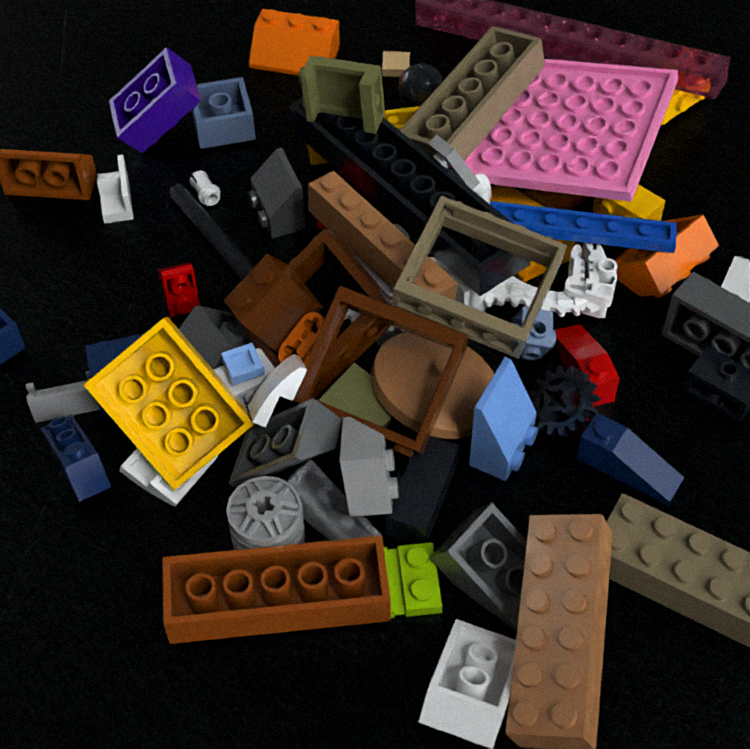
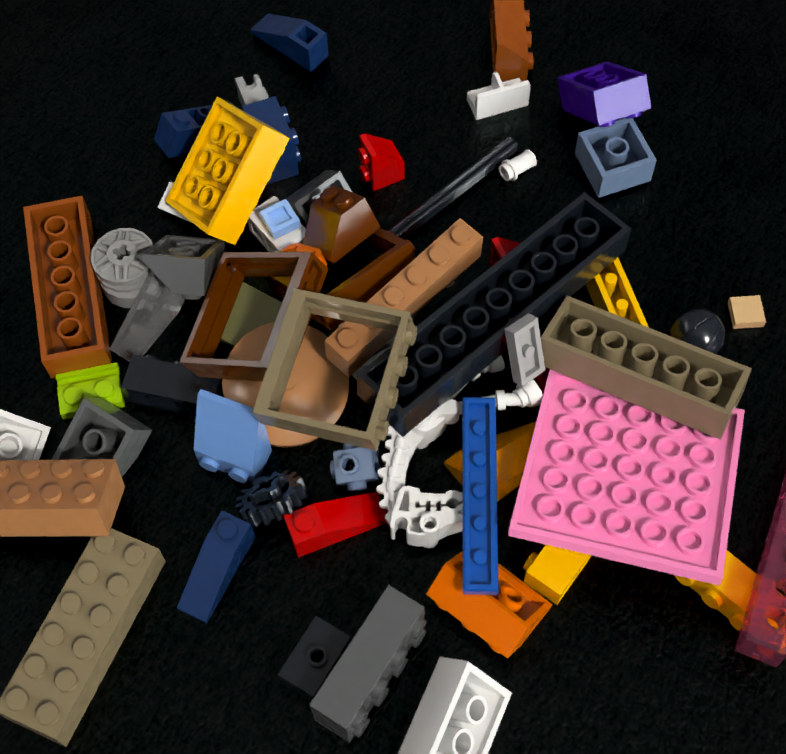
camera: 85 degrees right, 10 degrees up
(277, 196) = (511, 220): dark grey slope -> none
(280, 382) = (236, 242): white slope -> none
(287, 40) = (744, 208): orange slope -> none
(343, 90) = (572, 238): olive panel -> none
(367, 470) = (162, 321): light grey slope -> none

